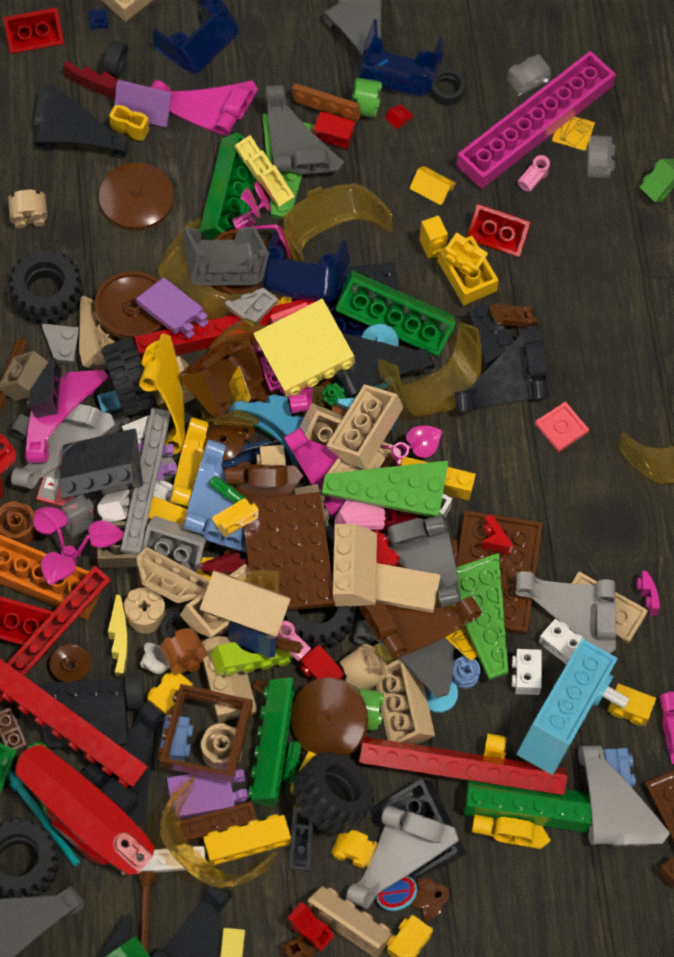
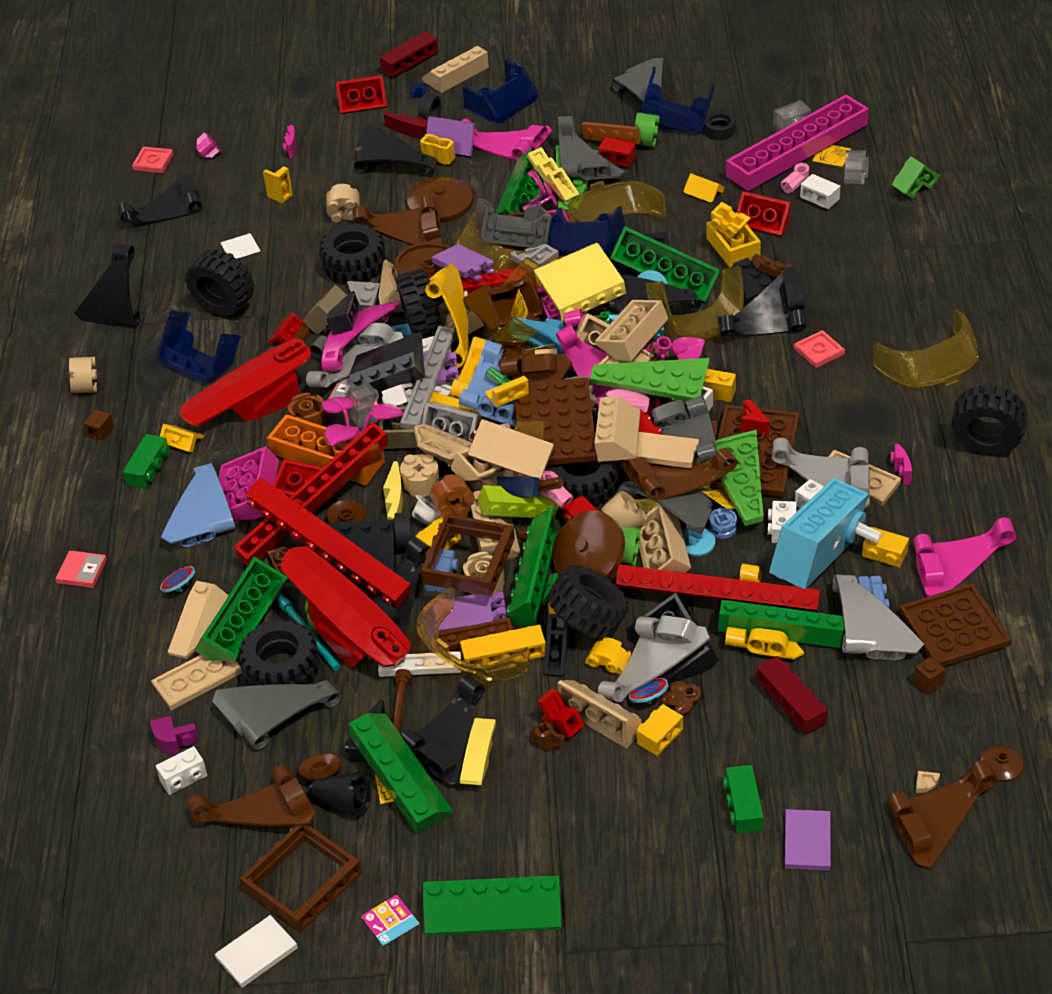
camera: 10 degrees right, 20 degrees down
(108, 237) = (408, 226): none -> reddish brown panel
(398, 116) = (675, 146): red slope -> none
(433, 236) = (700, 215): yellow brick -> none
(539, 897) = (791, 694): none -> dark red brick
(561, 196) = (820, 191): none -> white brick

